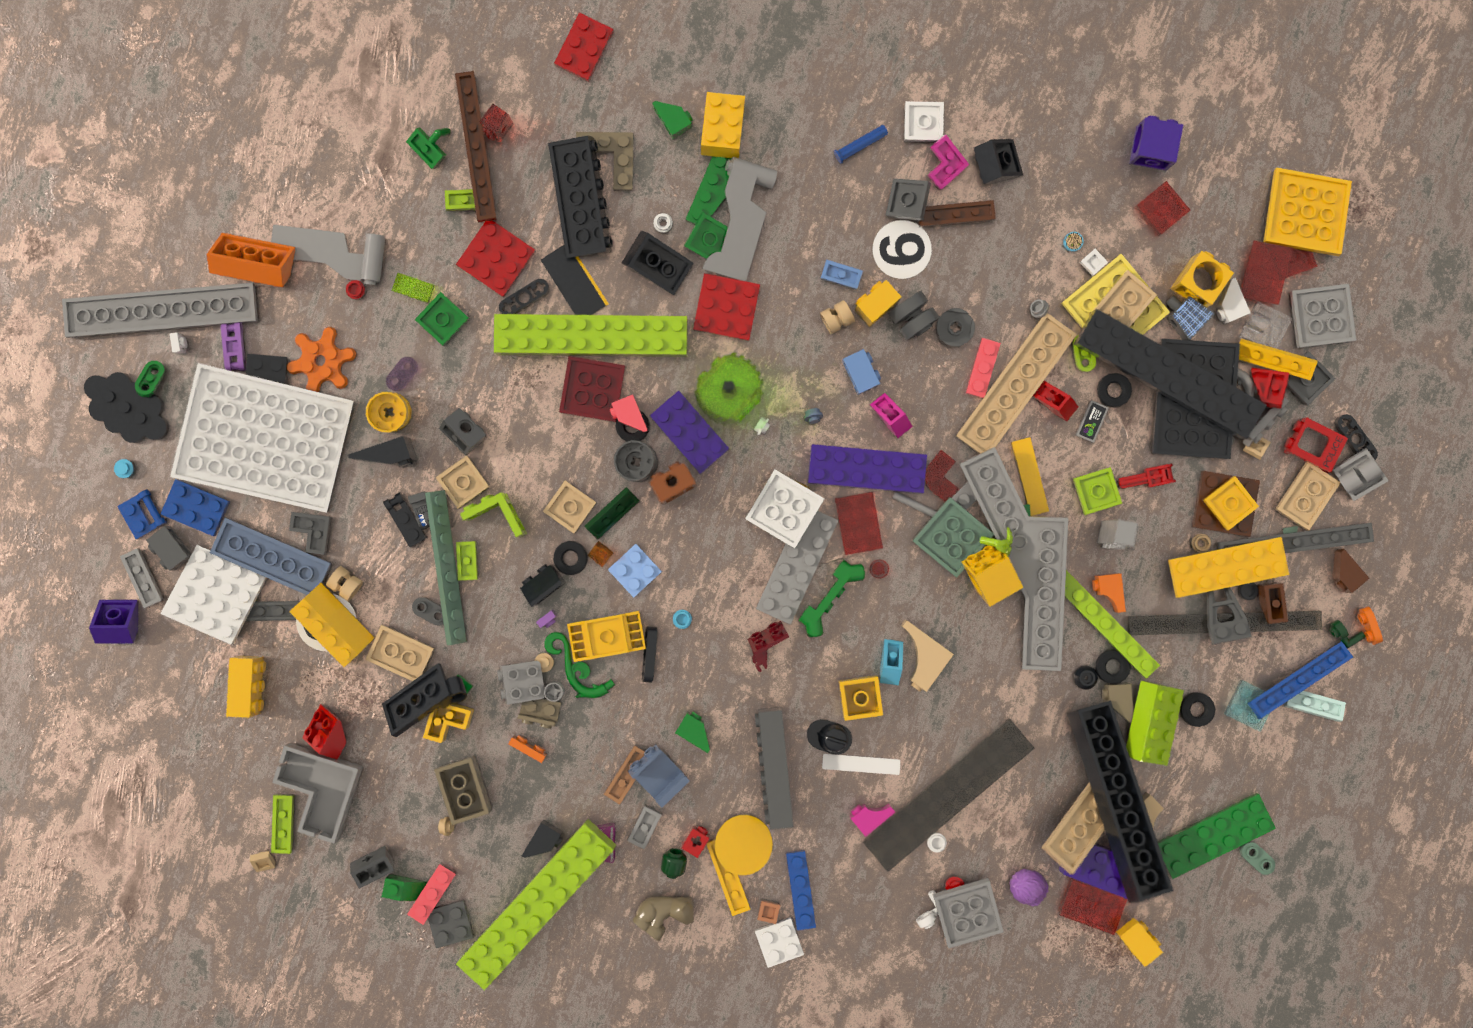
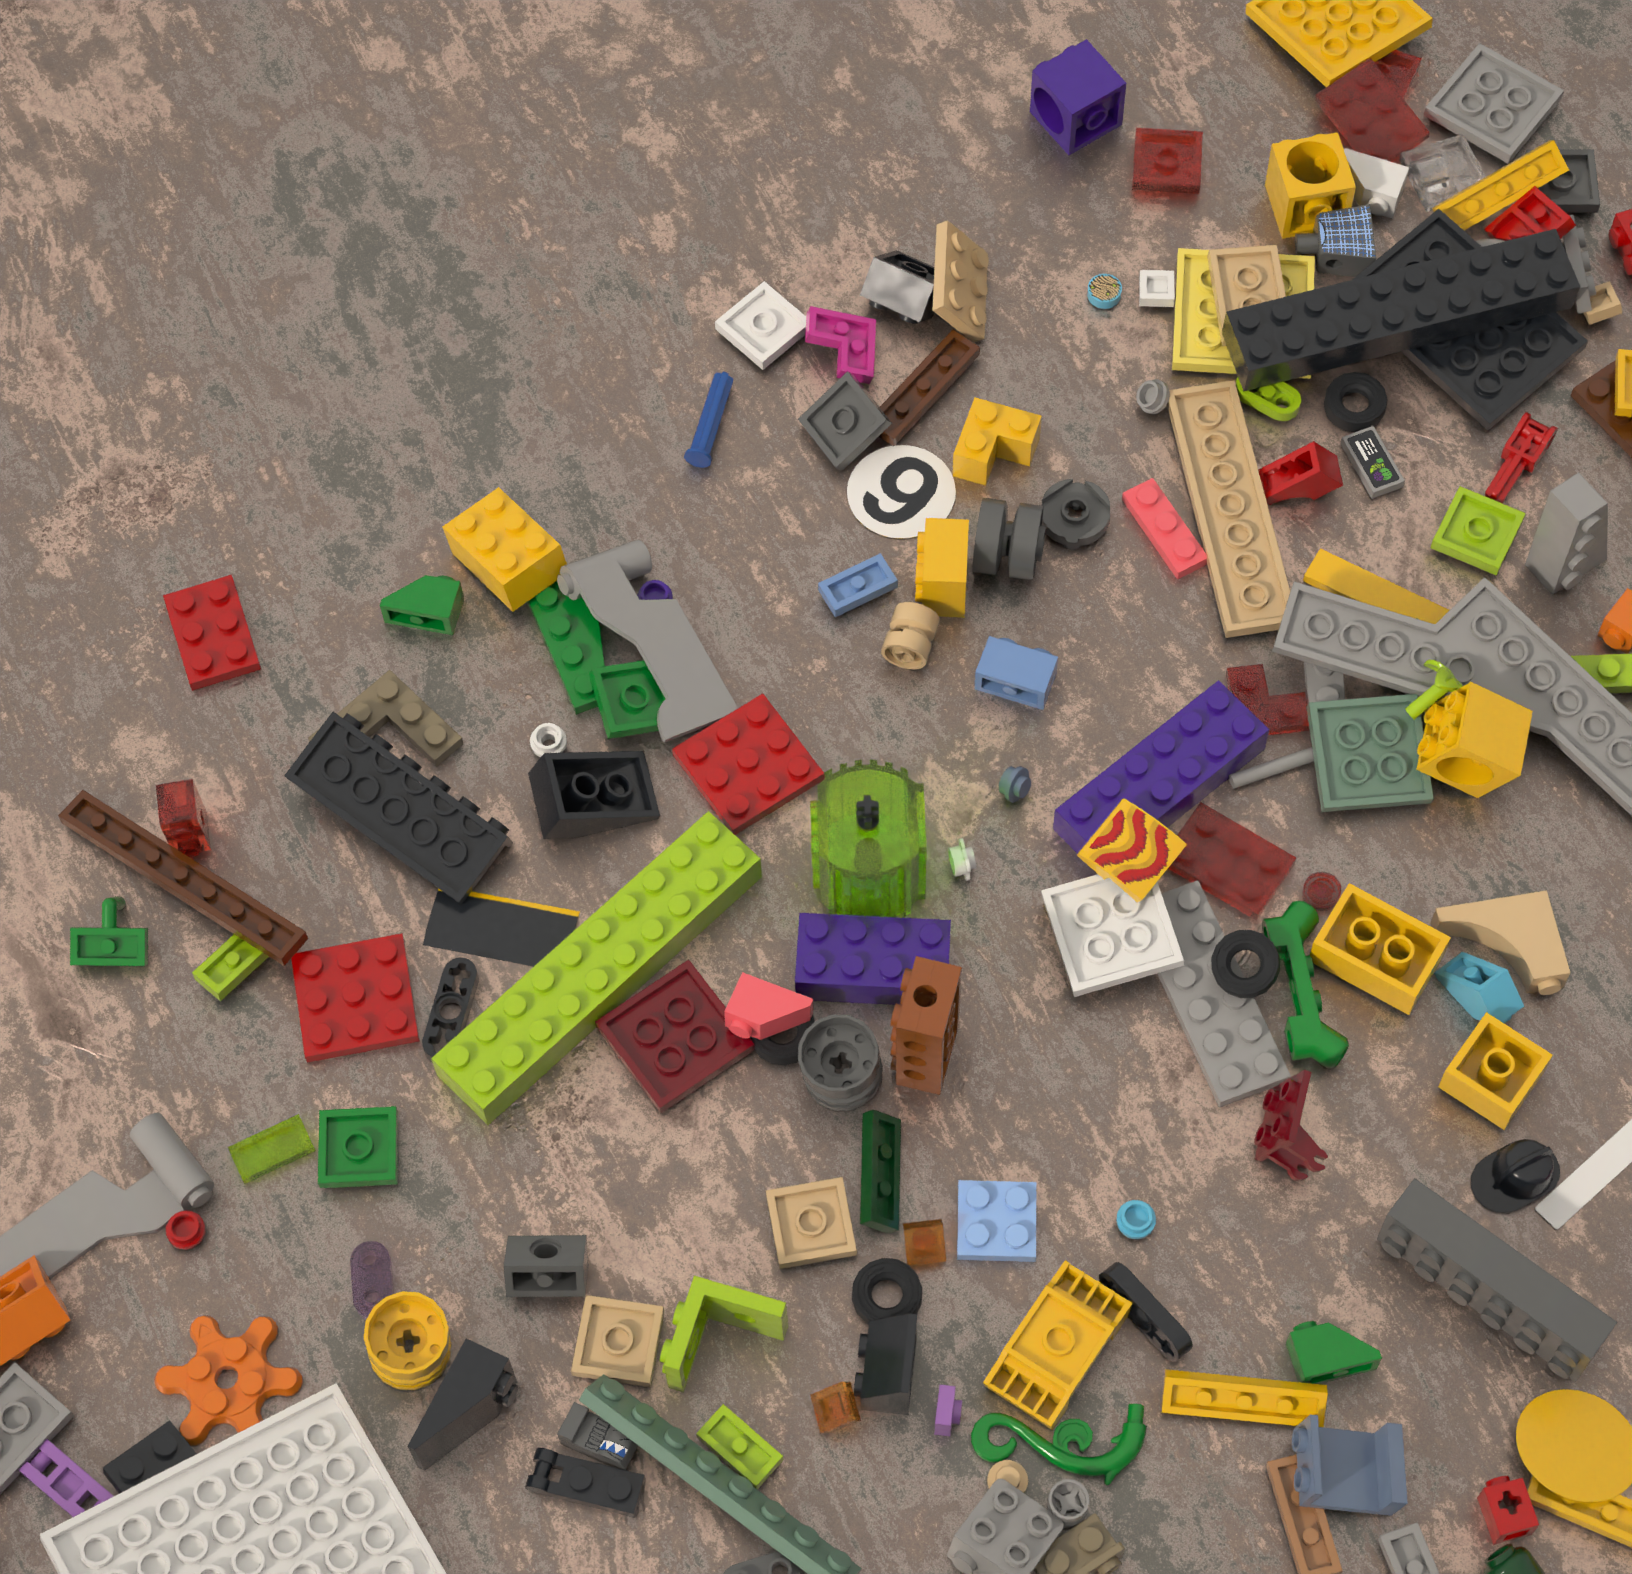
camera: 45 degrees left, 25 degrees down
(511, 580) = (835, 1407): none -> clear orange plate
(650, 717) = (1242, 1398): none -> yellow plate
(762, 200) = (654, 591): none -> dark purple plate
(819, 489) = (1131, 849): none -> slope
(827, 571) = (1254, 942): none -> black tyre
(871, 613) = (1379, 948): none -> yellow brick
(891, 415) = (1117, 683): dark pink arch -> none
(958, 261) = (994, 432): none -> yellow brick
(1017, 182) = (960, 281): none -> tan plate

